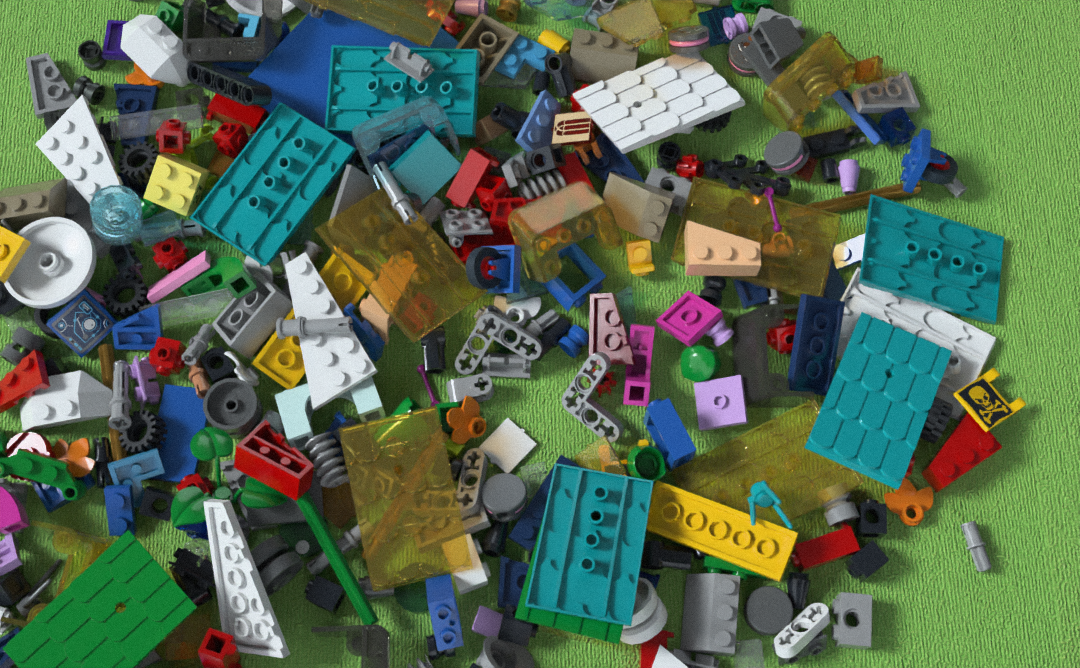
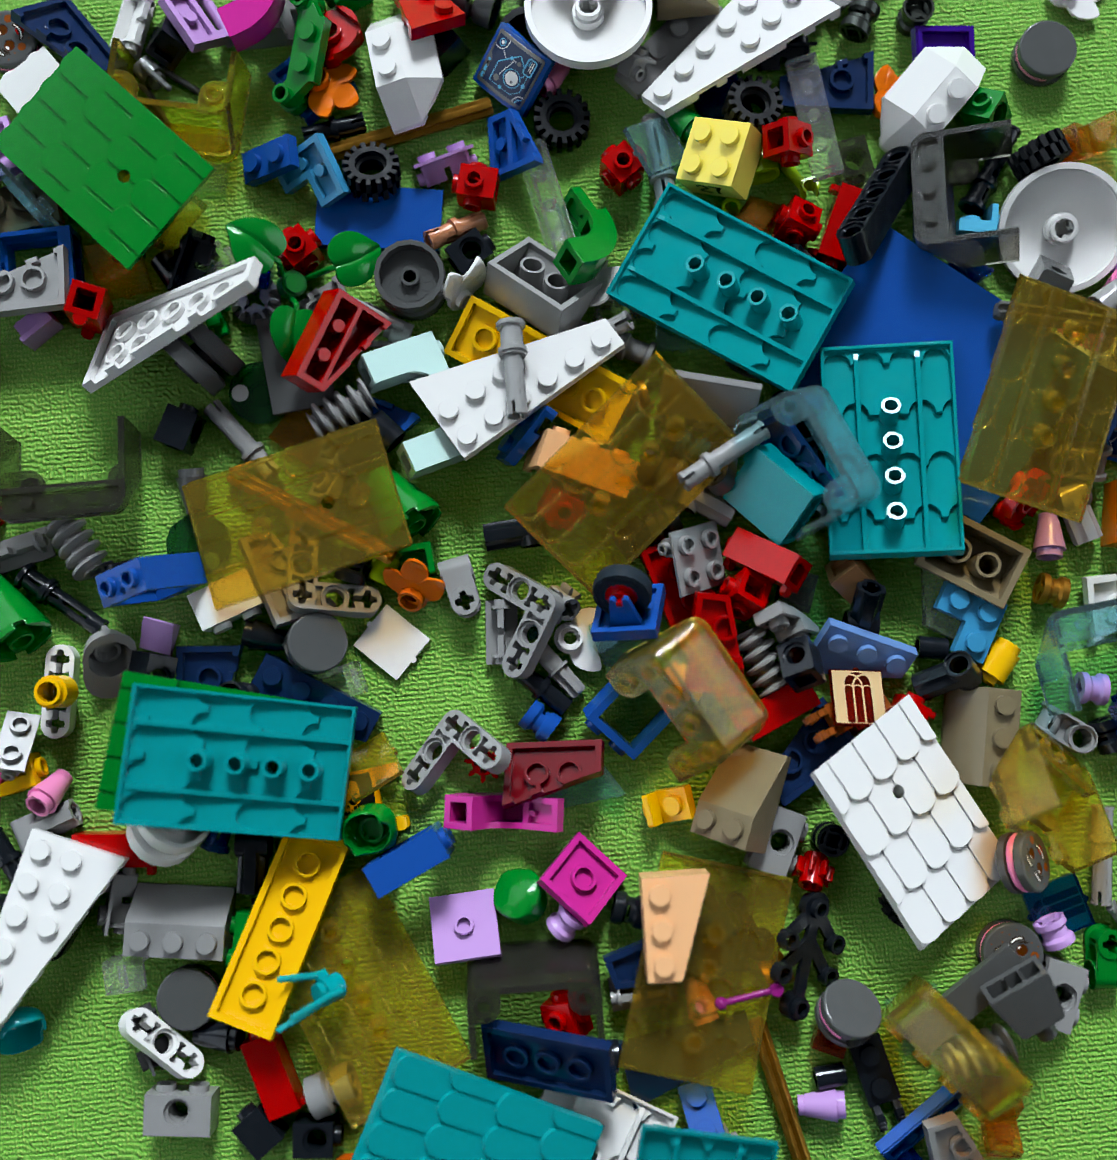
camera: 85 degrees right, 15 degrees up
(118, 203) = (656, 63): clear light blue wheel -> none
(120, 403) = (405, 135): light grey pin -> none
(125, 262) = (619, 107): black hinge -> none
(147, 507) = (291, 201): black brick -> none
(179, 277) = (588, 183): bright pink tile -> none
(198, 344) = (495, 223): light grey pin -> none
(337, 560) = (216, 438): green axle -> none
(410, 64) = (929, 452): light grey hinge -> none
(421, 369) = (441, 542): magenta hinge -> none

